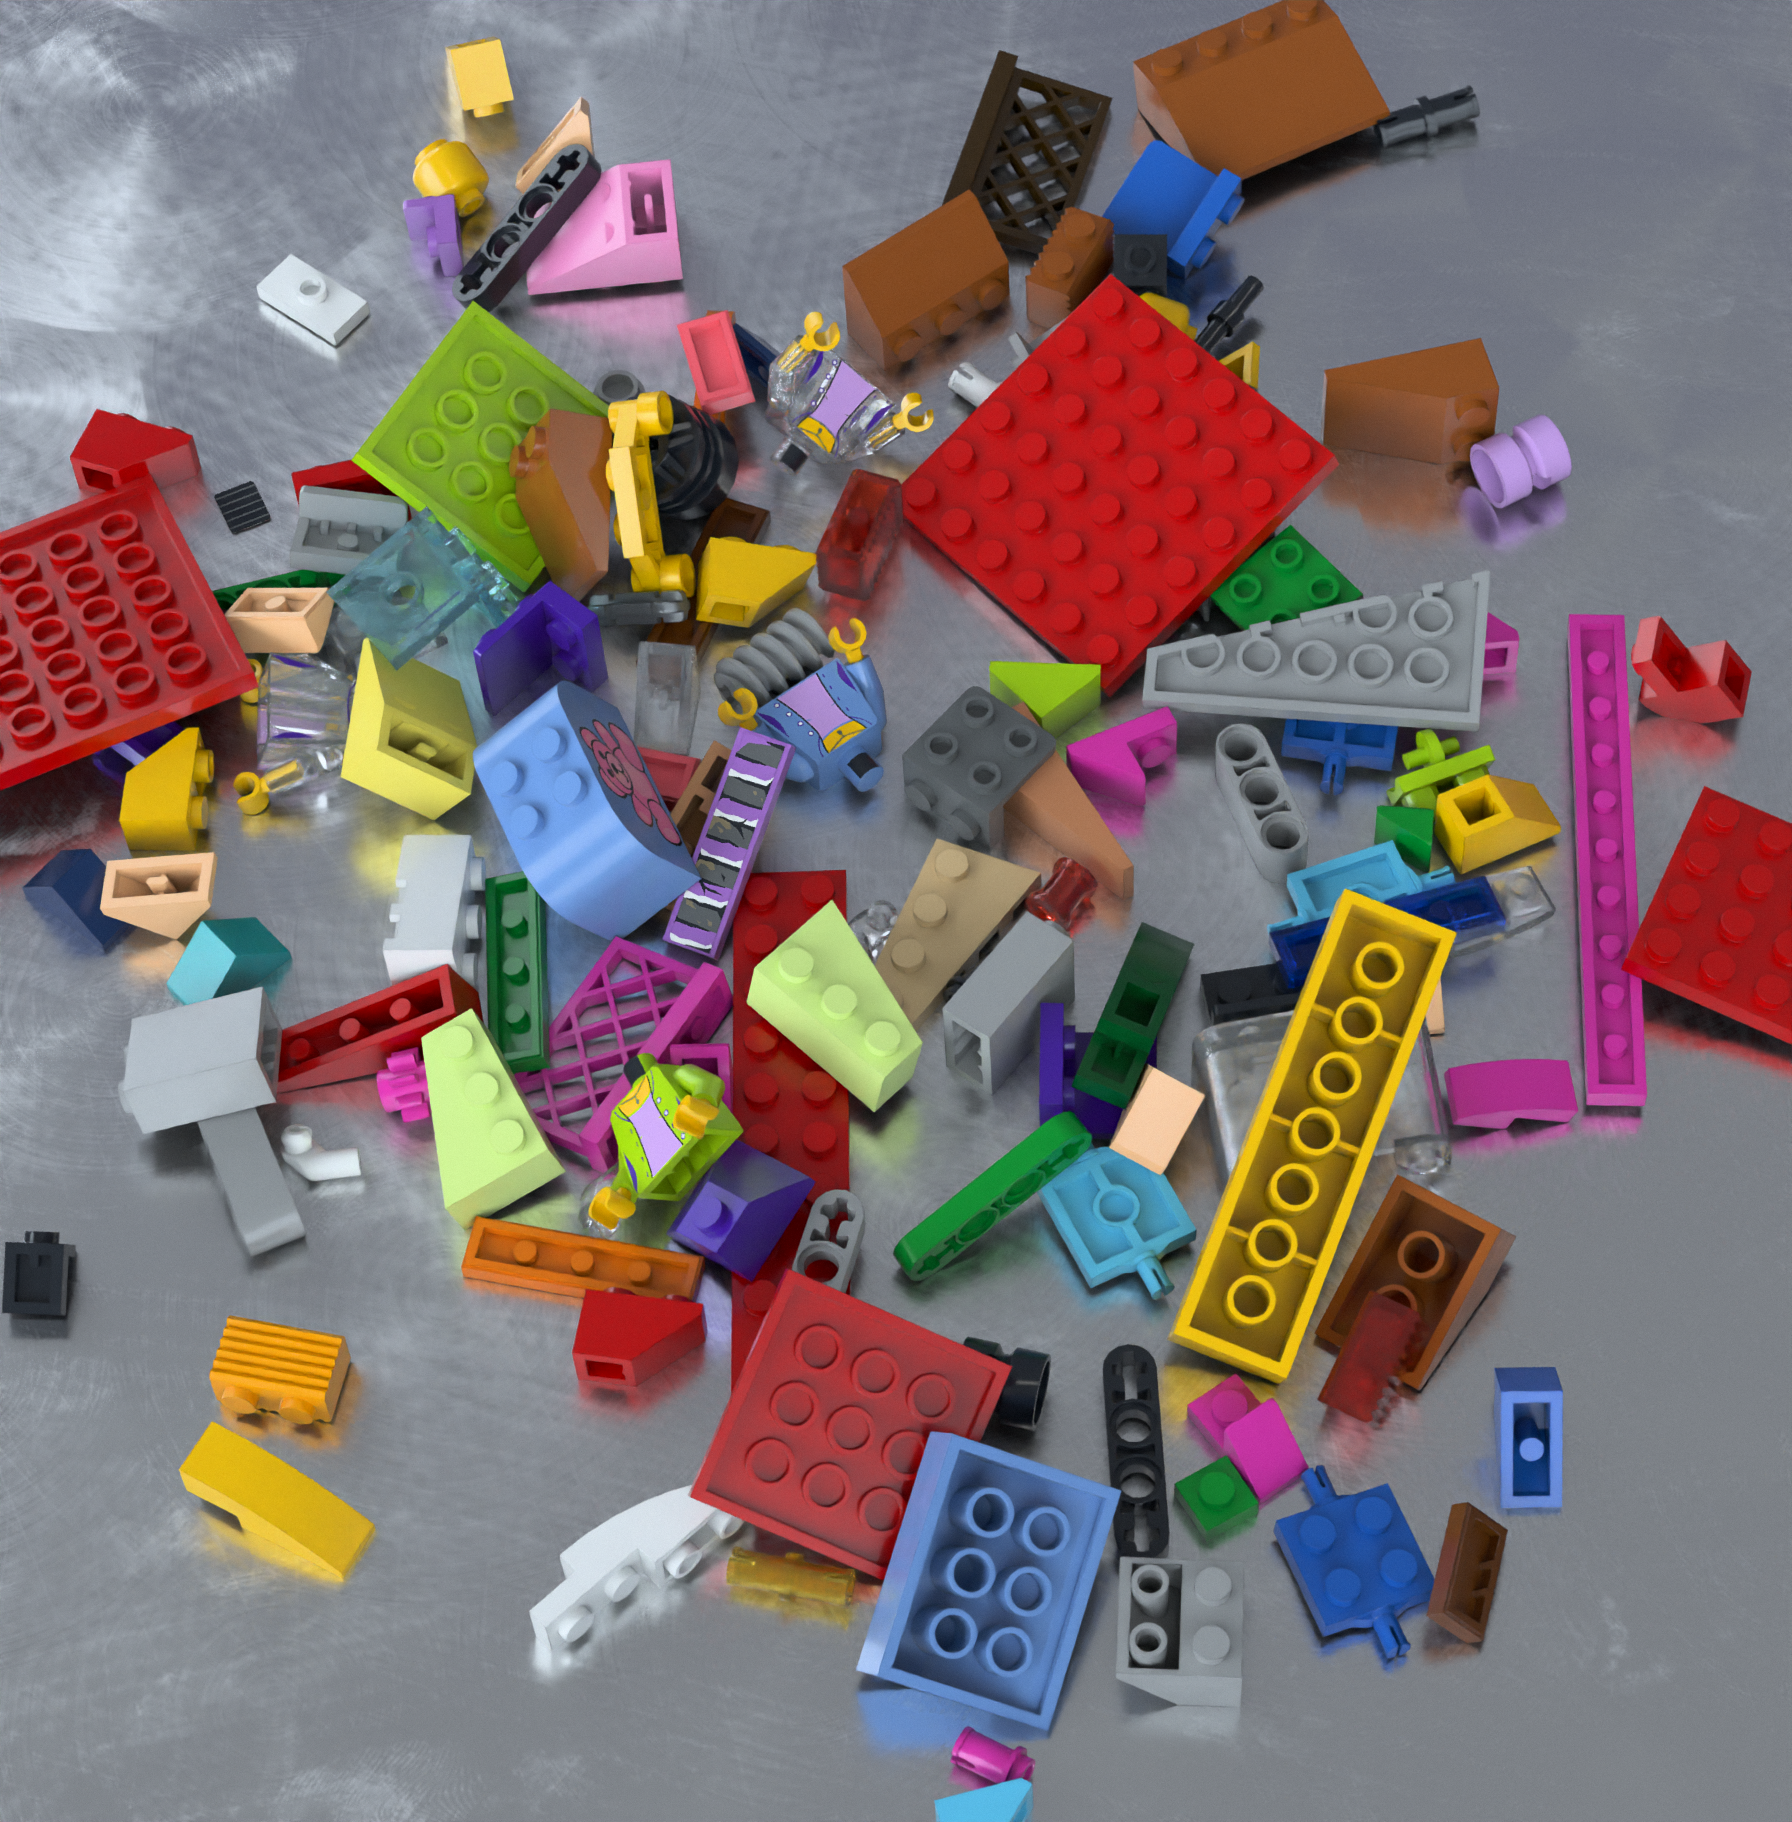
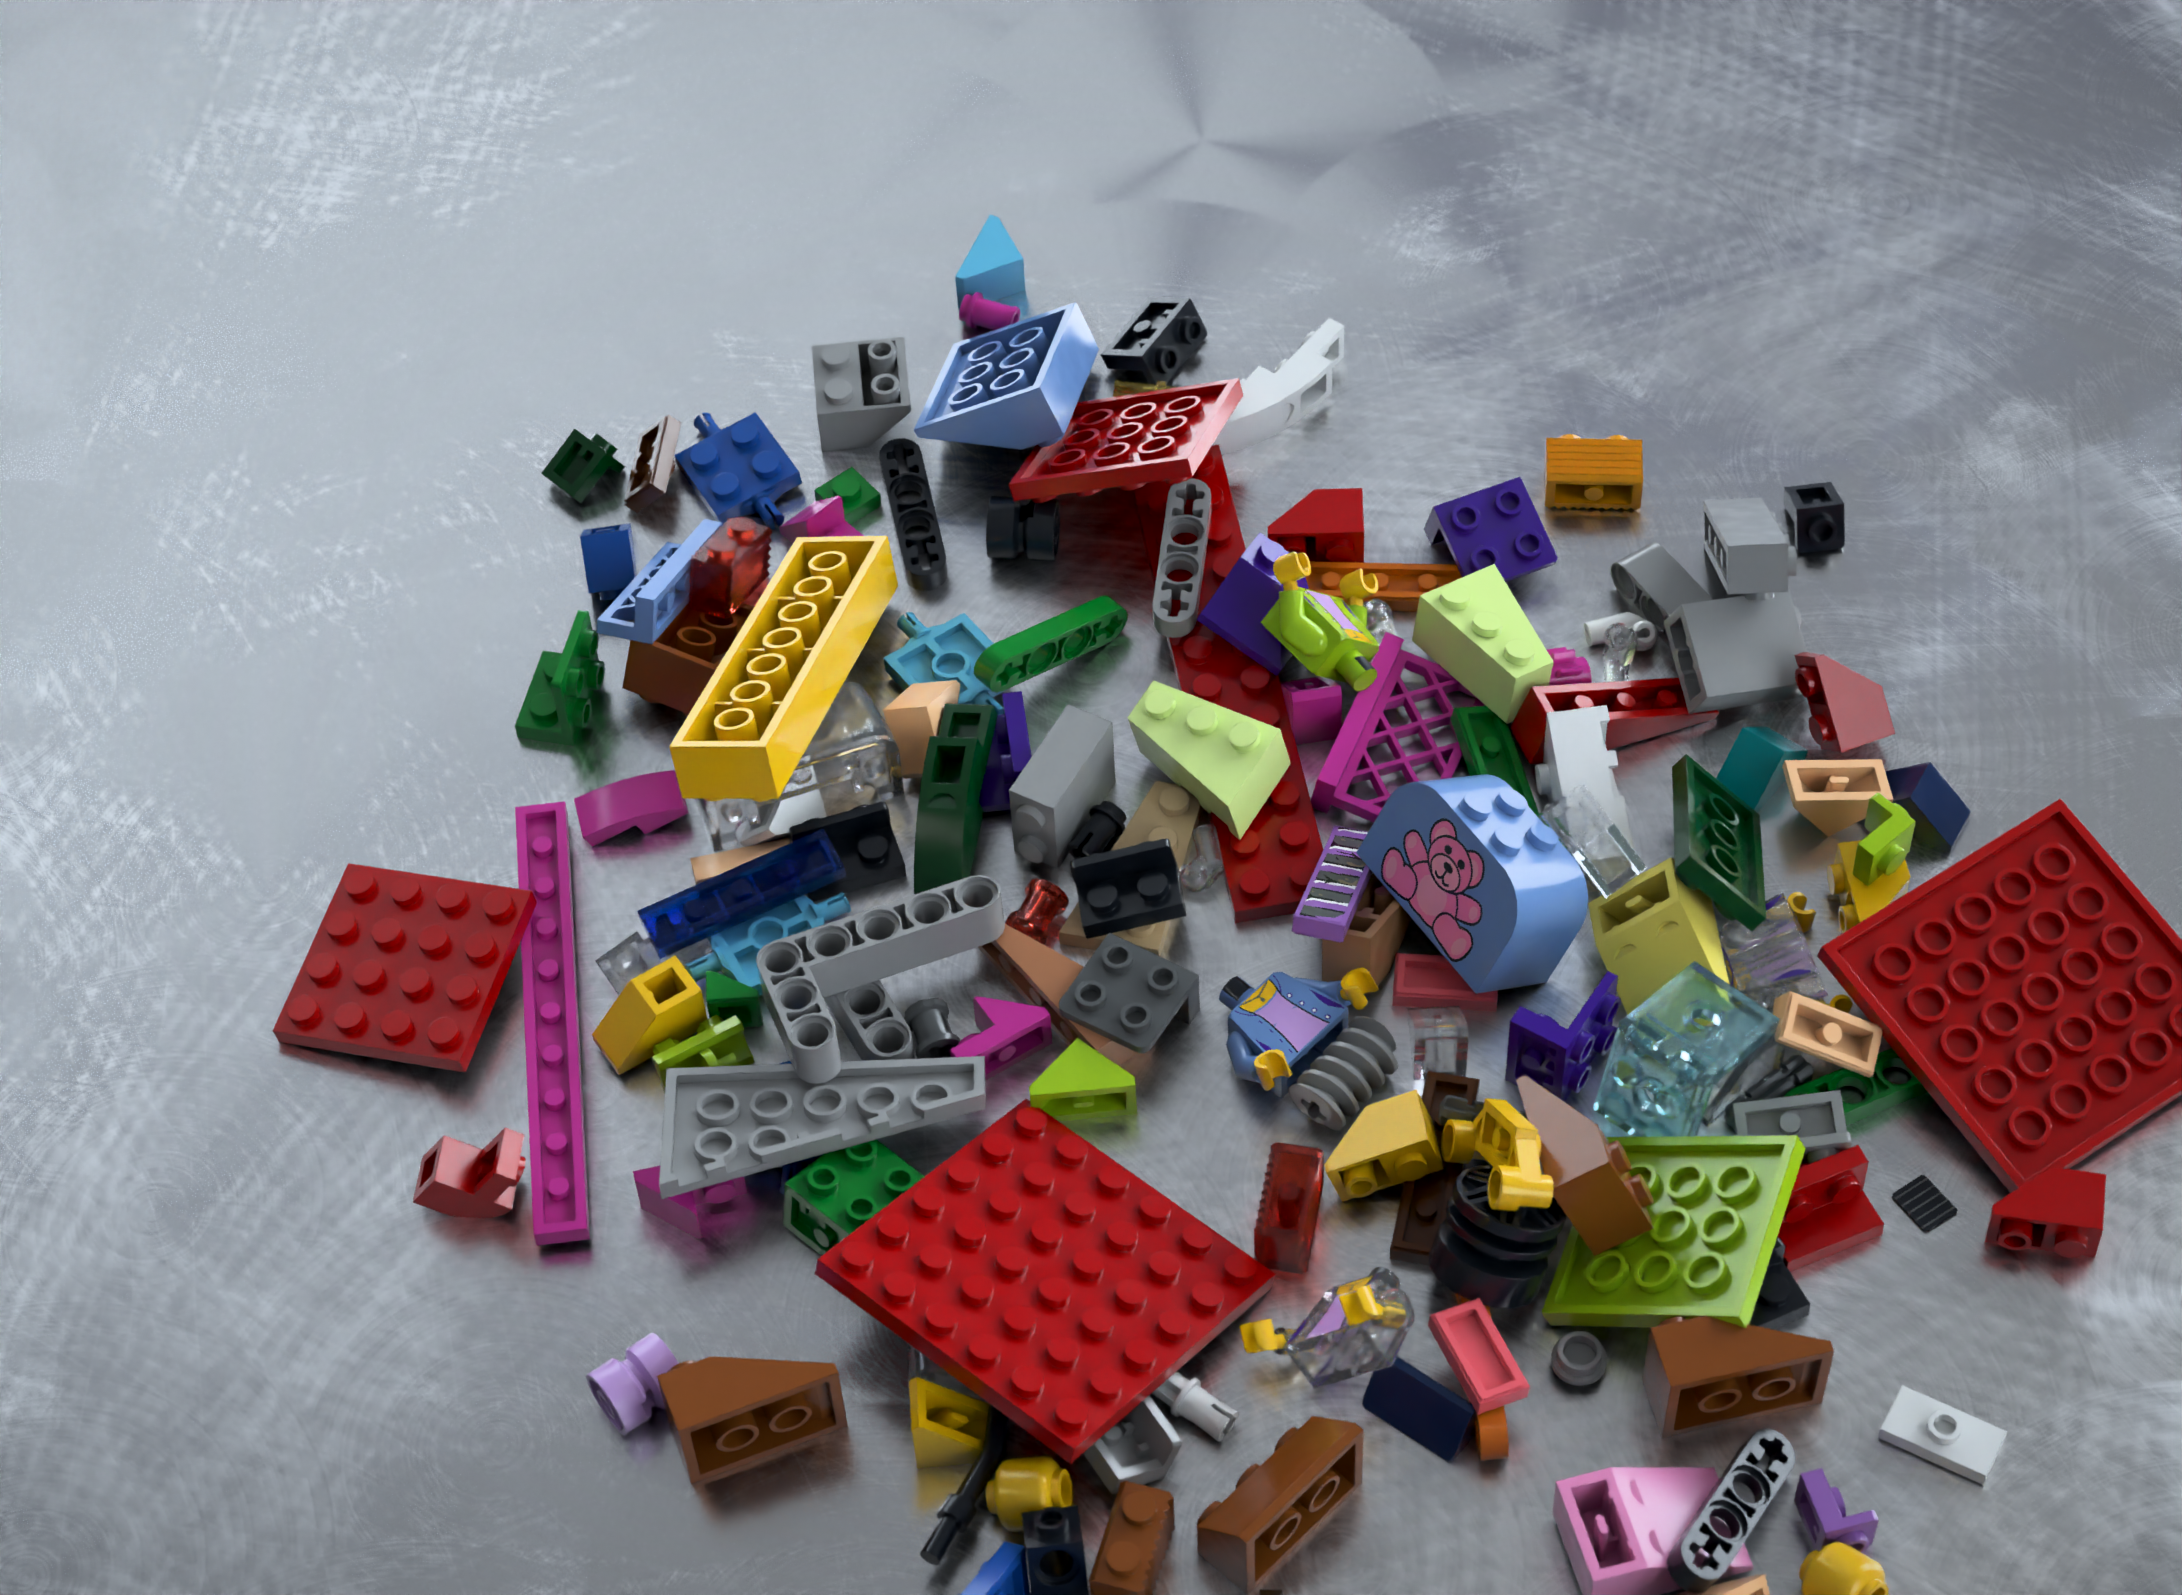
camera: 170 degrees right, 5 degrees down
(113, 985) = (1843, 704): none -> slope
(140, 780) = (1888, 840): none -> lime bracket
(147, 1157) = (1748, 547): none -> light grey brick
(275, 1500) = (1565, 388): yellow slope -> none
(315, 806) = (1718, 844): none -> dark green plate
(338, 1116) = (1618, 652): none -> clear arm
(434, 1293) = (1493, 528): none -> dark purple bracket
(454, 810) = (1593, 840): none -> clear slope
(519, 300) = (1721, 1373): none -> dark orange slope
(779, 1674) = (1157, 338): none -> black bracket
(957, 875) = (1128, 888): none -> black bracket
(1192, 777) = (931, 1028): none -> dark grey bush
(1257, 792) = (864, 949): none -> light grey beam
(1441, 1323) = (656, 592): none -> medium blue fence
(1557, 1588) = (581, 464): none -> dark green bracket
(1589, 1249) = (563, 687): none -> green bracket

